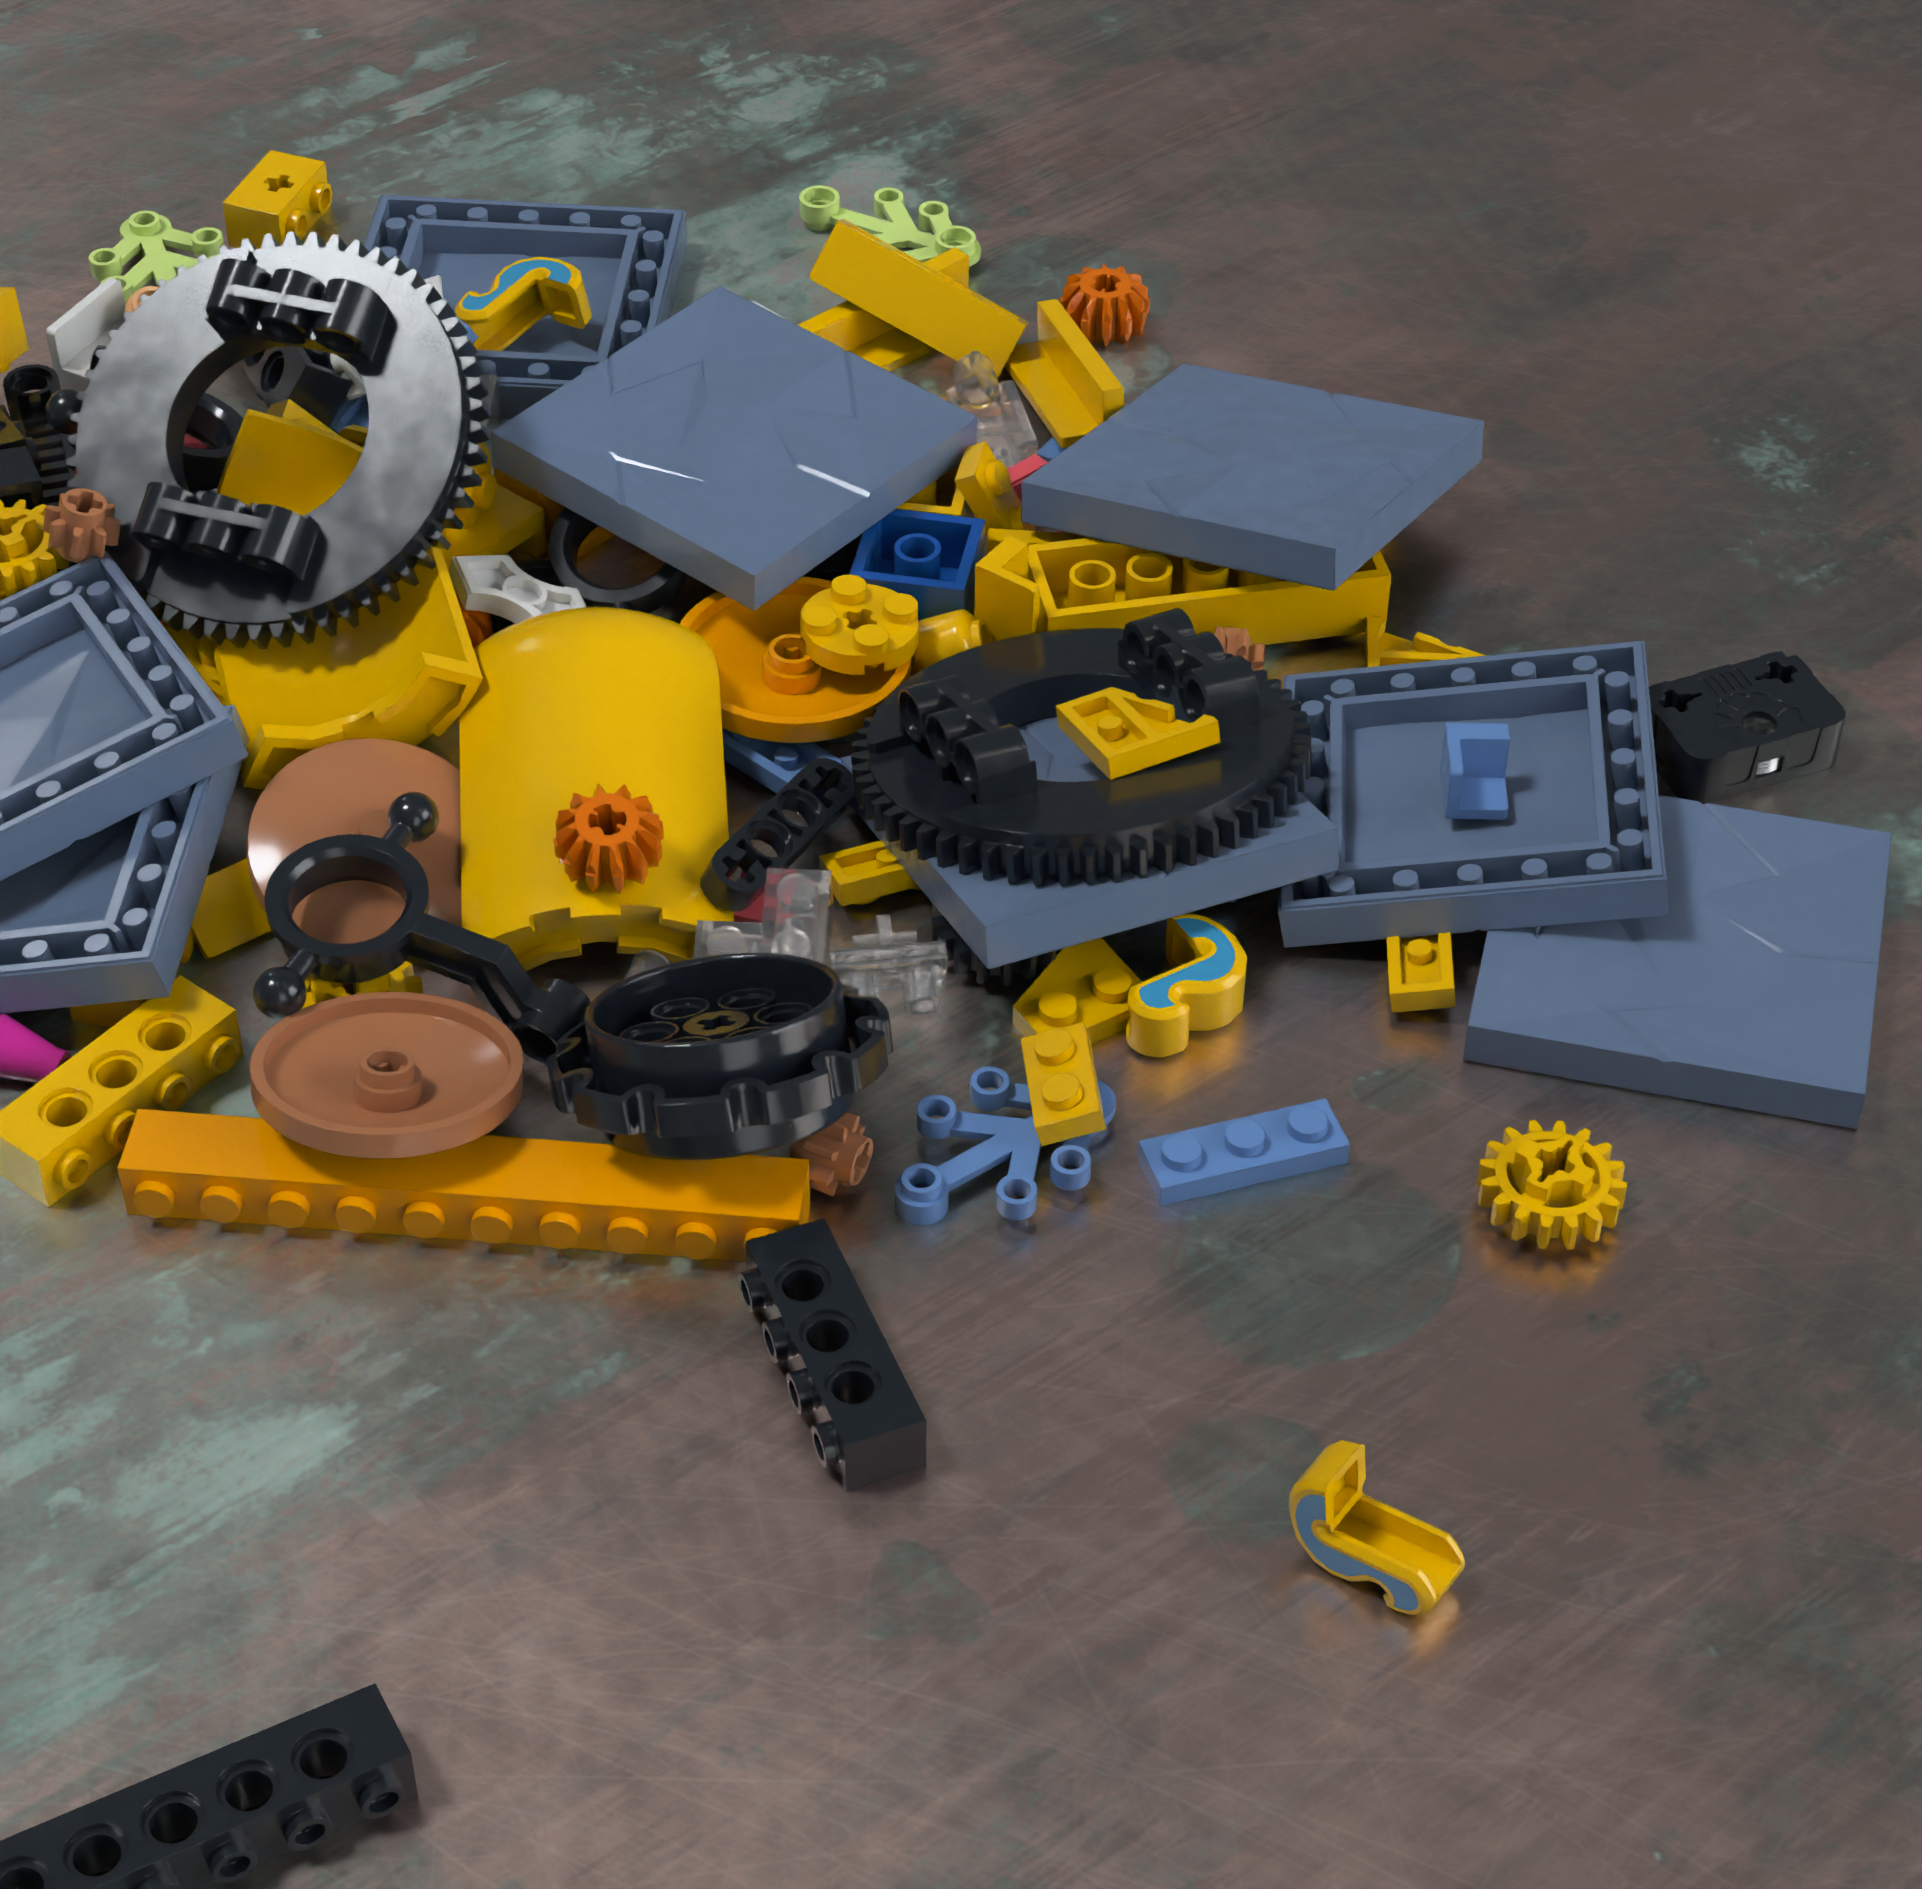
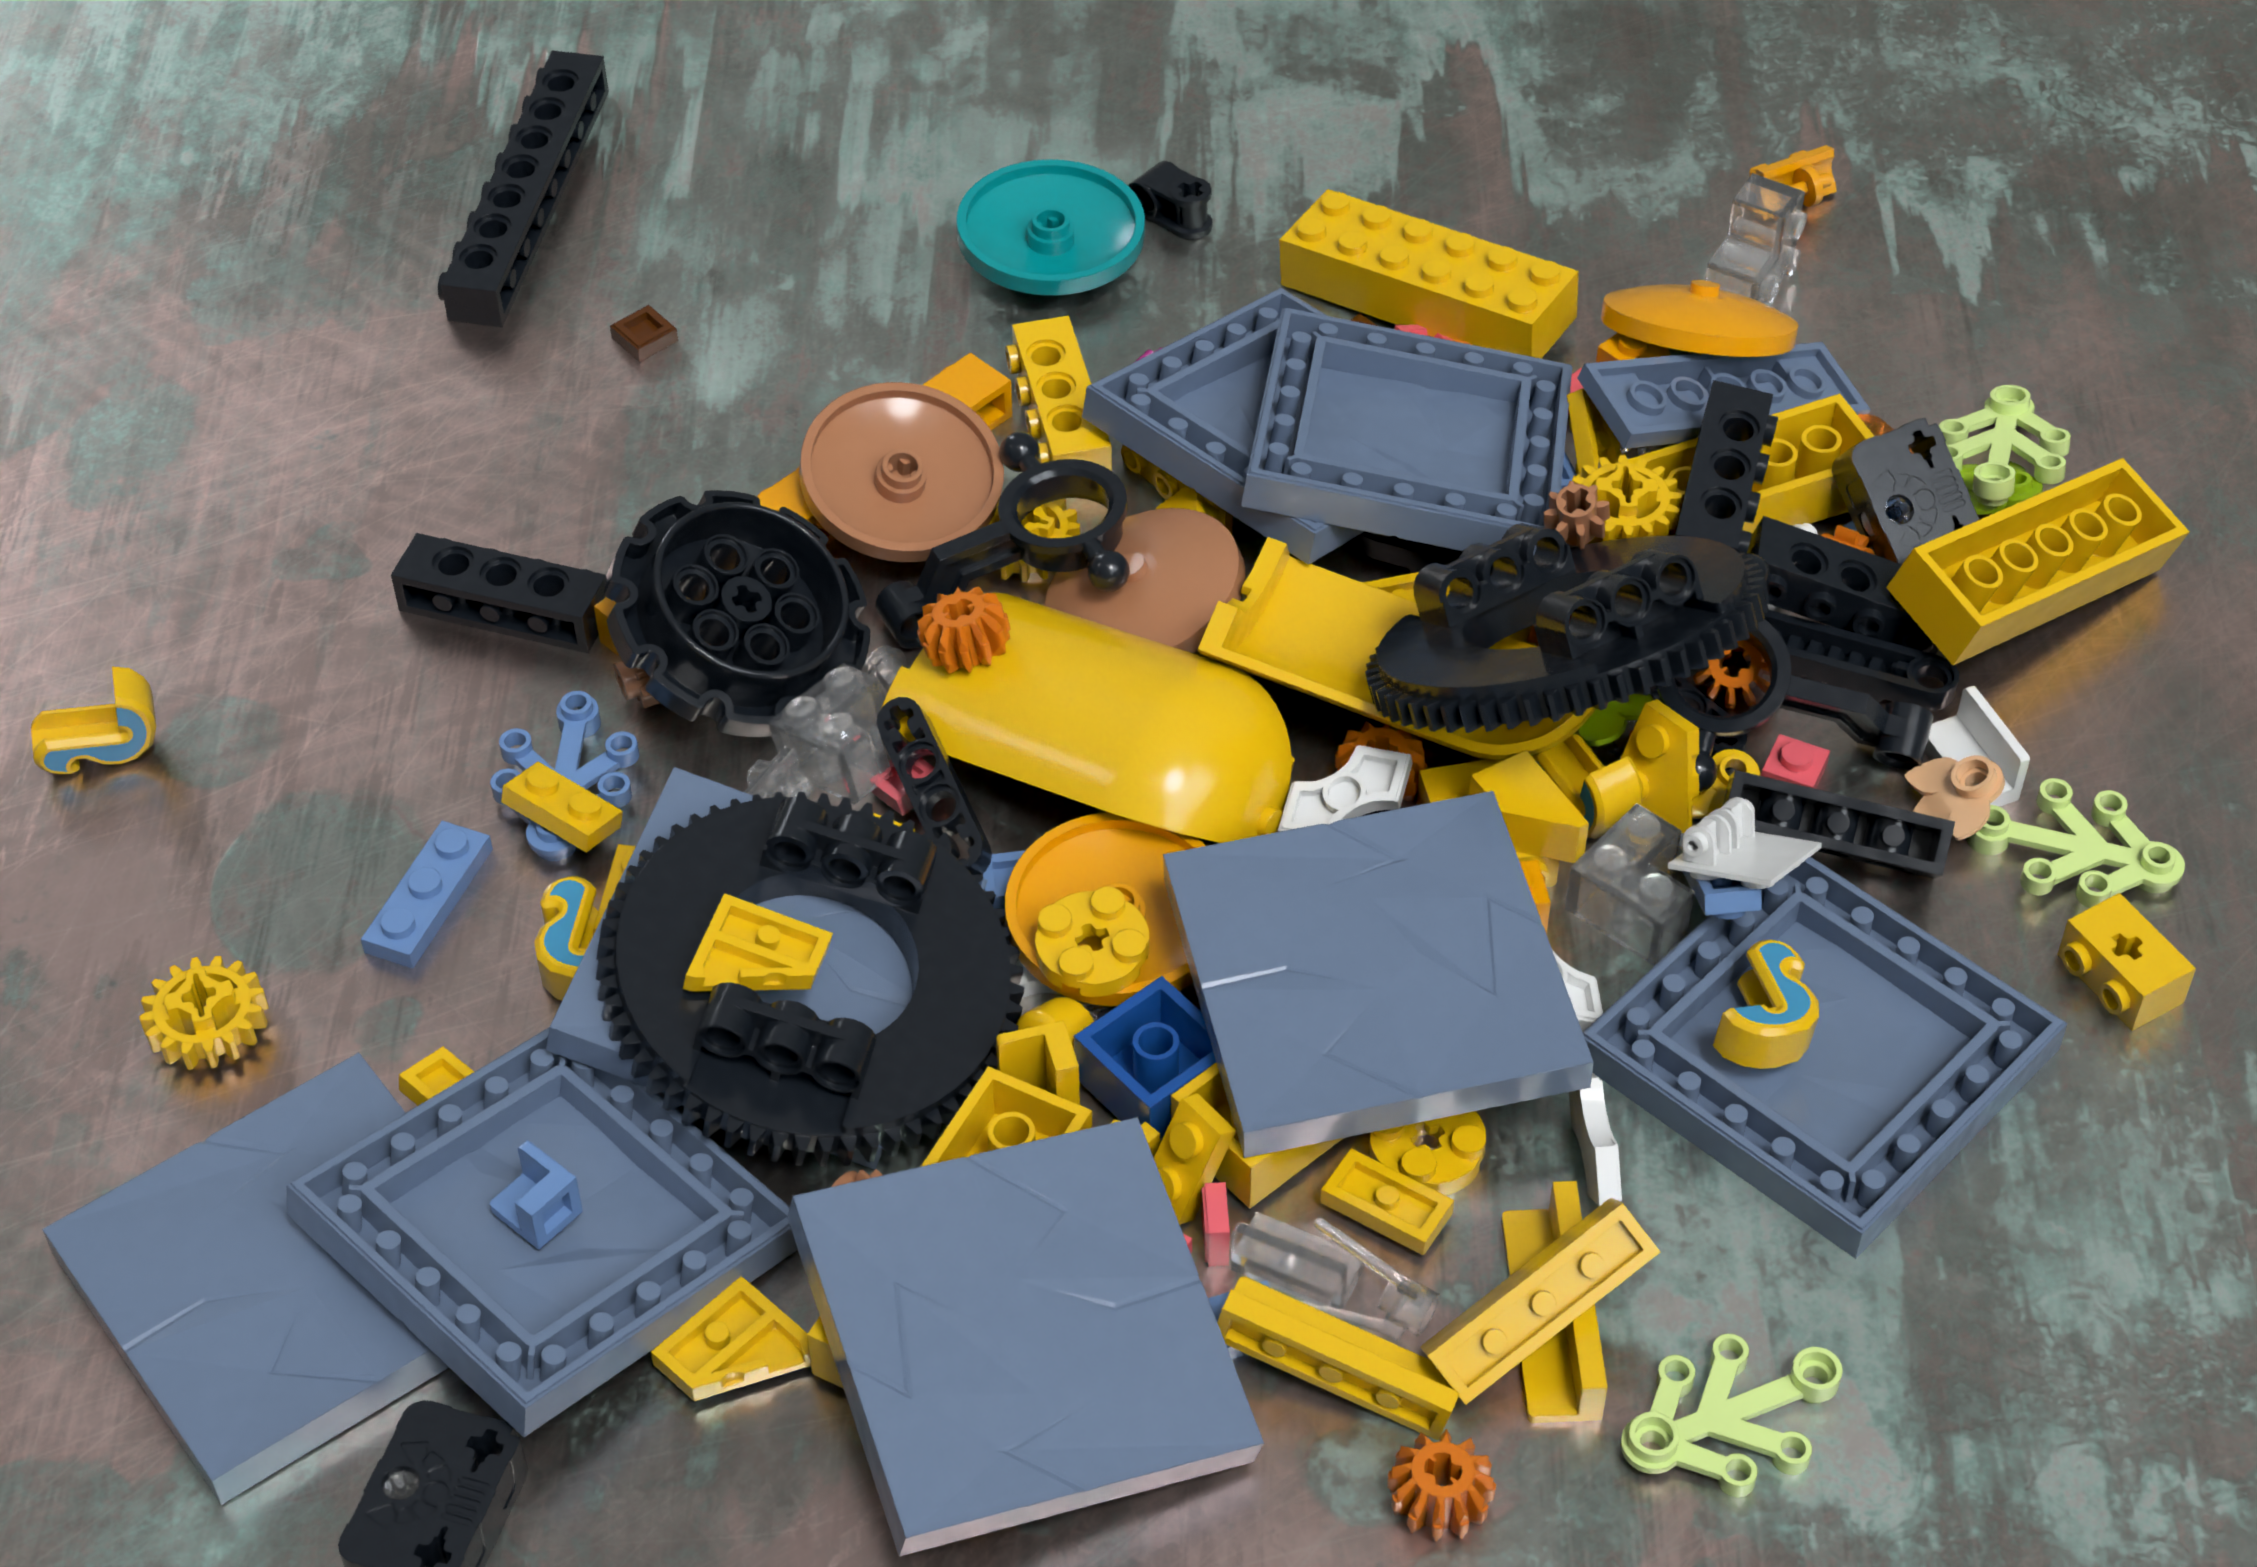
camera: 130 degrees right, 5 degrees up
(284, 1556) = (644, 333): none -> reddish brown tile

